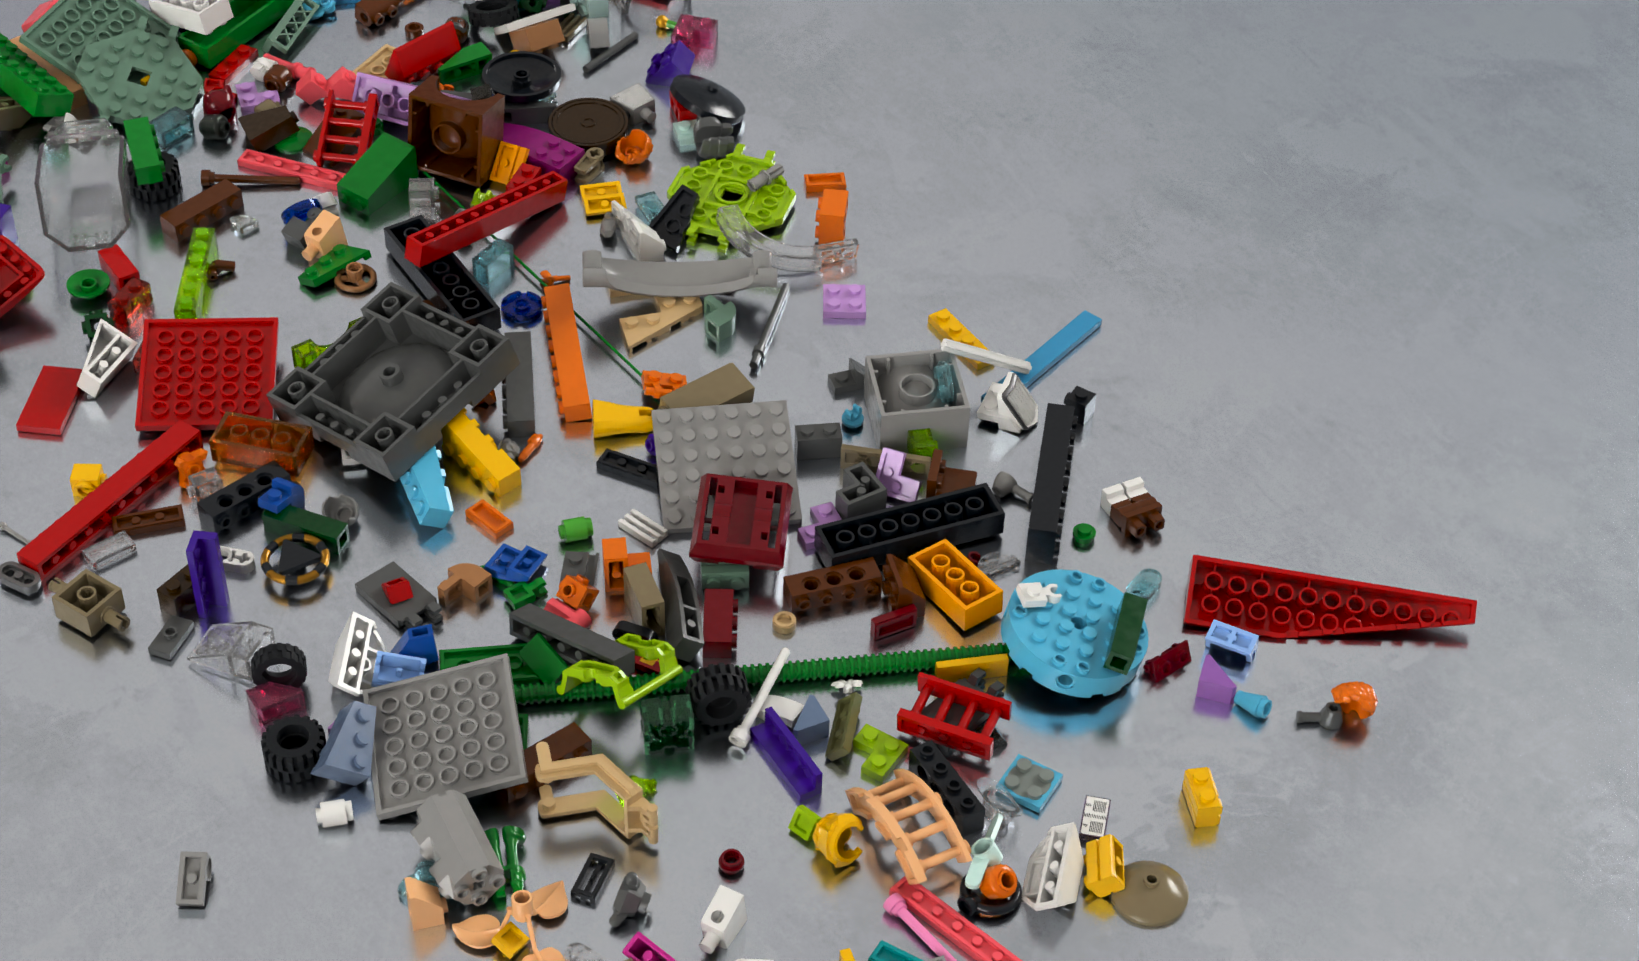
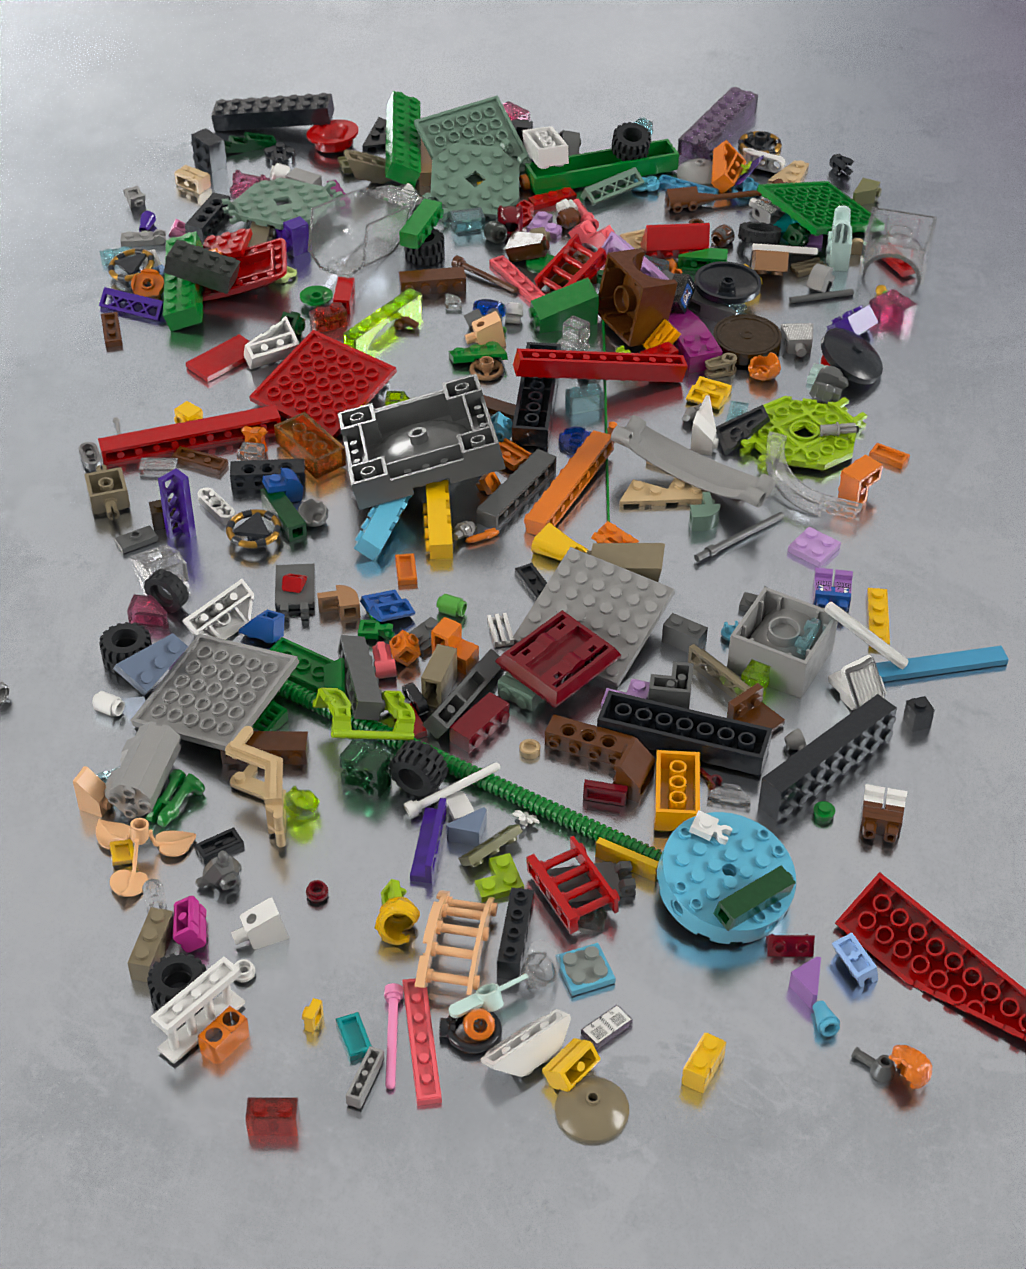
camera: 40 degrees right, 0 degrees up
(396, 667) = (237, 631): light blue hinge -> none
(890, 476) = (708, 689): lavender plate -> none
(902, 332) = (838, 594): none -> hips
(1140, 584) = (825, 877): clear light blue plate -> none

